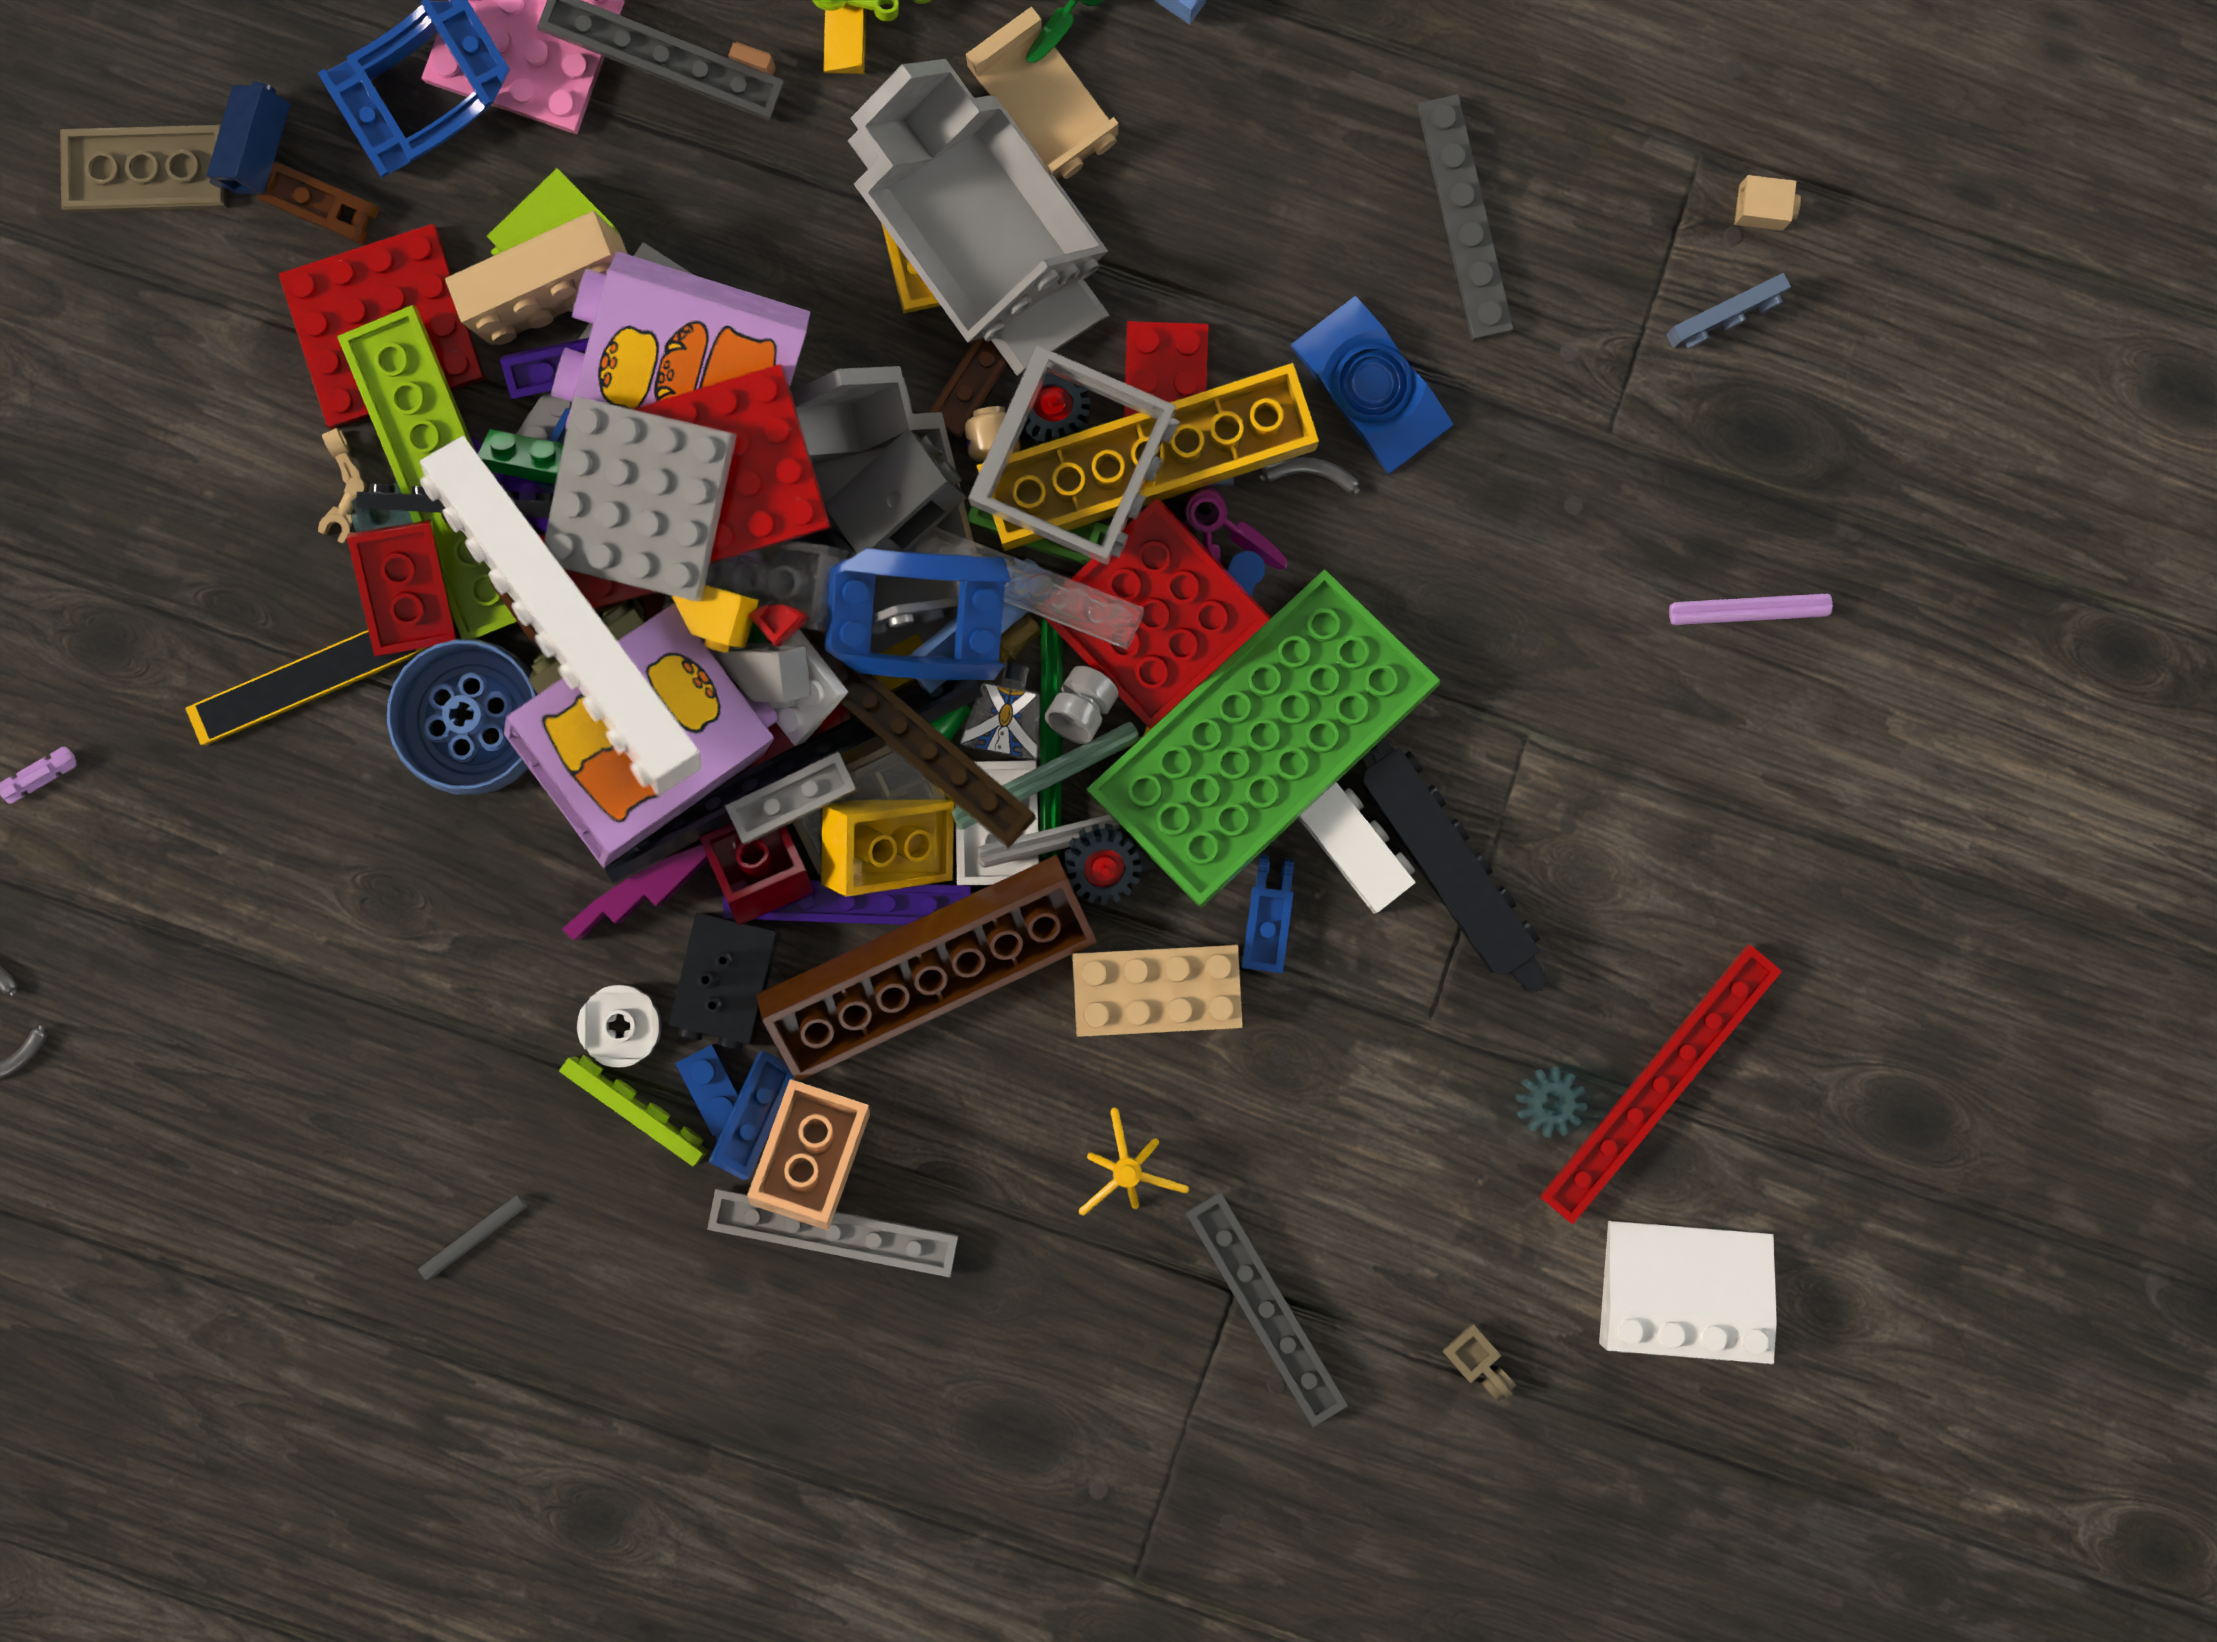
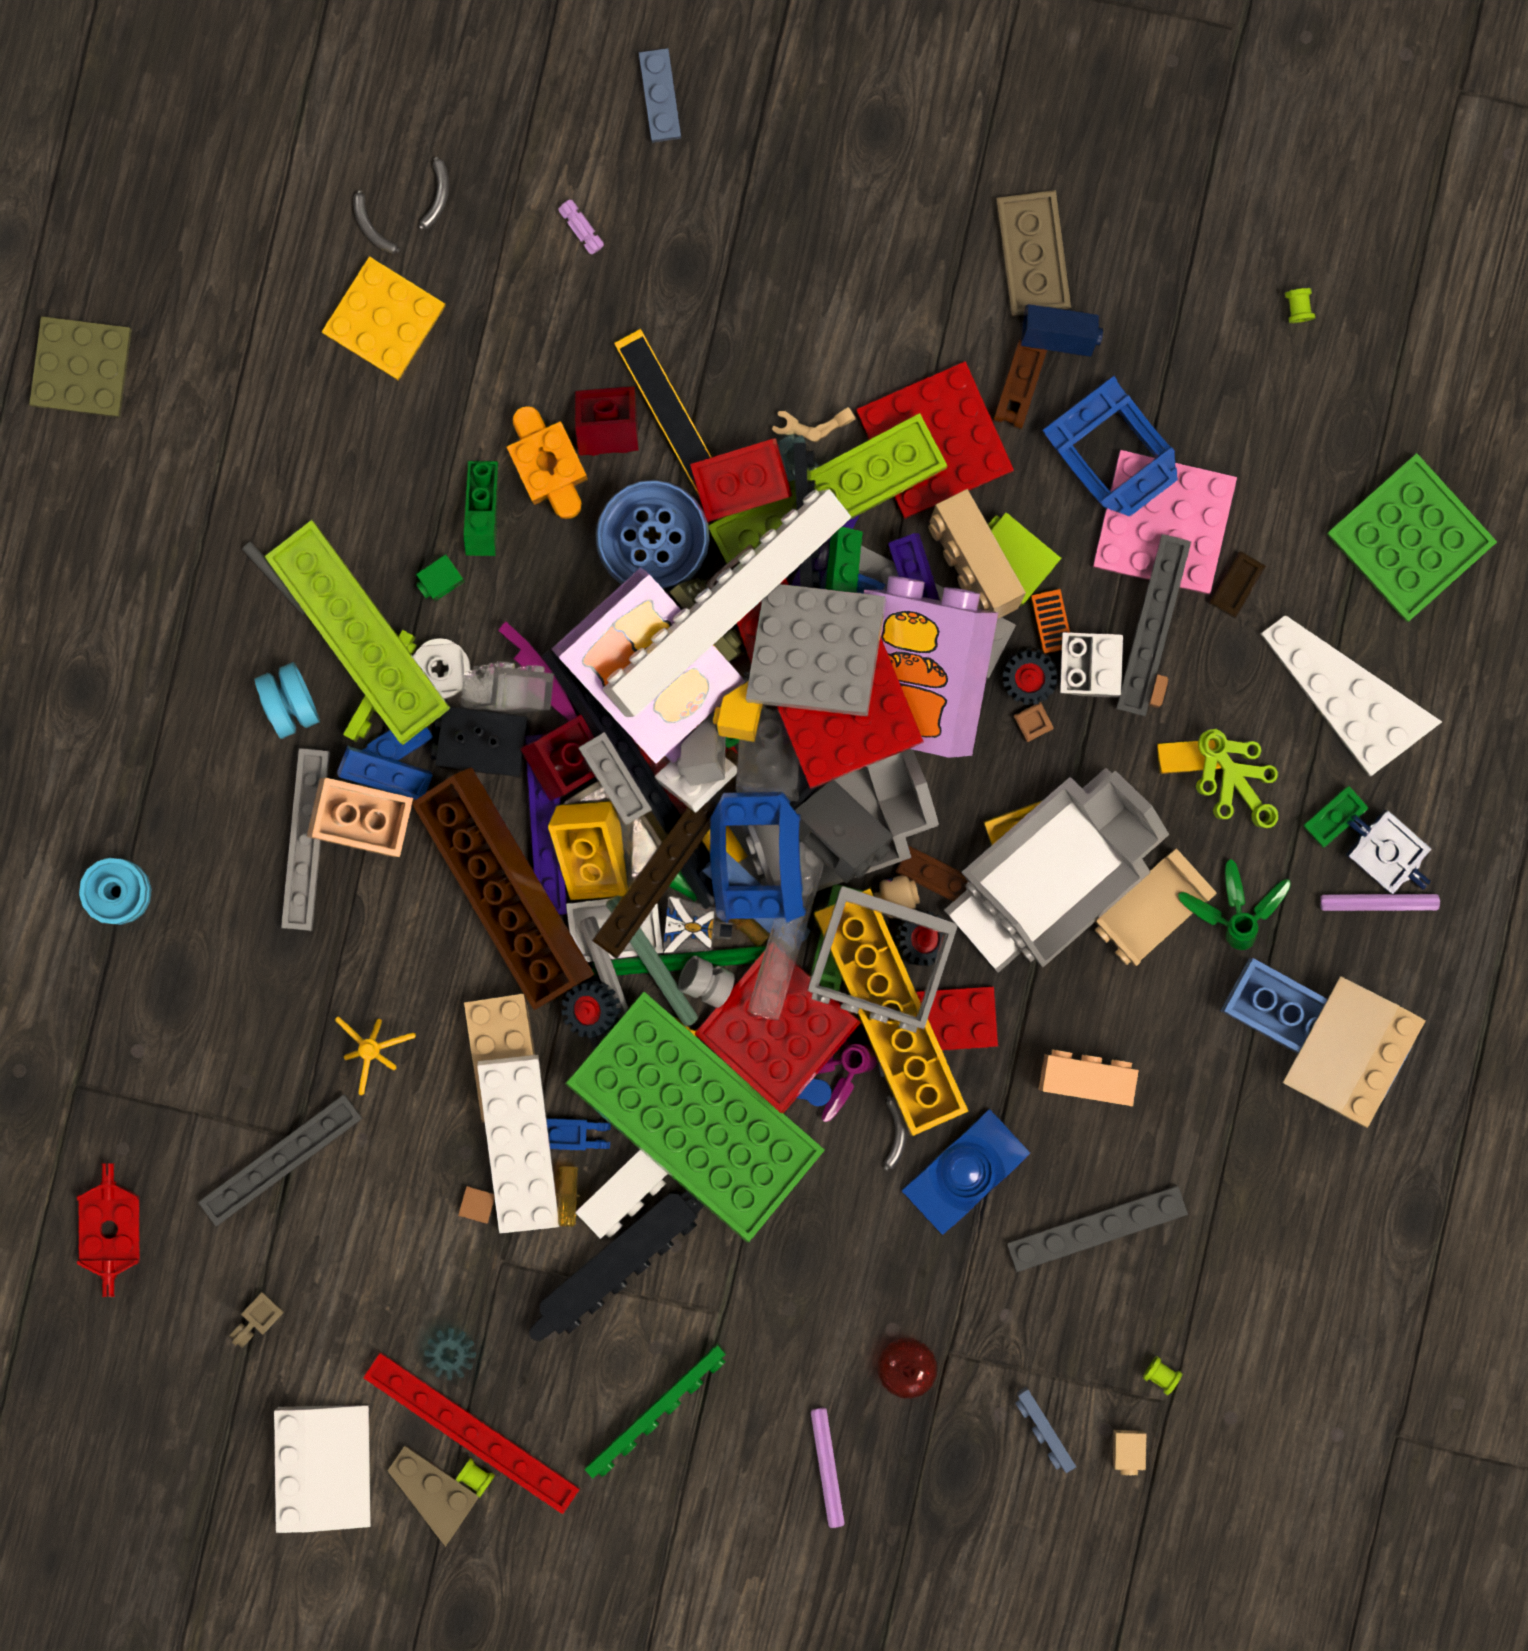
camera: 80 degrees right, 0 degrees up
(133, 1056) = (383, 318): none -> yellow plate
(153, 1480) = (80, 367): none -> olive plate
(306, 765) = (606, 421): none -> dark red slope
(352, 851) = (547, 462): none -> light orange brick
(407, 948) = (481, 508): none -> green slope
(496, 1014) = (439, 579): none -> green brick
(555, 1133) = (357, 632): none -> lime plate
(638, 1239) = (288, 700): none -> medium azure wheel
(644, 194) = (1050, 619): none -> tile
(650, 931) = (507, 688): none -> clear brick
(706, 141) = (1091, 664): none -> white slope
(713, 228) = (1030, 676): none -> black wheel
(777, 233) = (1033, 722): none -> medium nougat tile
(778, 621) = (739, 758): red tile -> none
(871, 1525) = (97, 891): none -> medium azure wheel
(1262, 202) = (1088, 1078): none -> light nougat brick
(1275, 980) = (518, 1143): none -> white plate
(1352, 922) = (567, 1196): none -> clear yellow axle
(1352, 1046) = (477, 1204): none -> medium nougat tile
(1366, 1572) = (96, 1251): none -> red plate
(1618, 503) = (907, 1353): none -> clear red cylinder
(1666, 844) = (647, 1420): none -> green plate
(1670, 149) = (1162, 1375): none -> lime bush
(1720, 1085) = (475, 1477): none -> lime bush
(1734, 1143) = (433, 1492): none -> dark tan wing

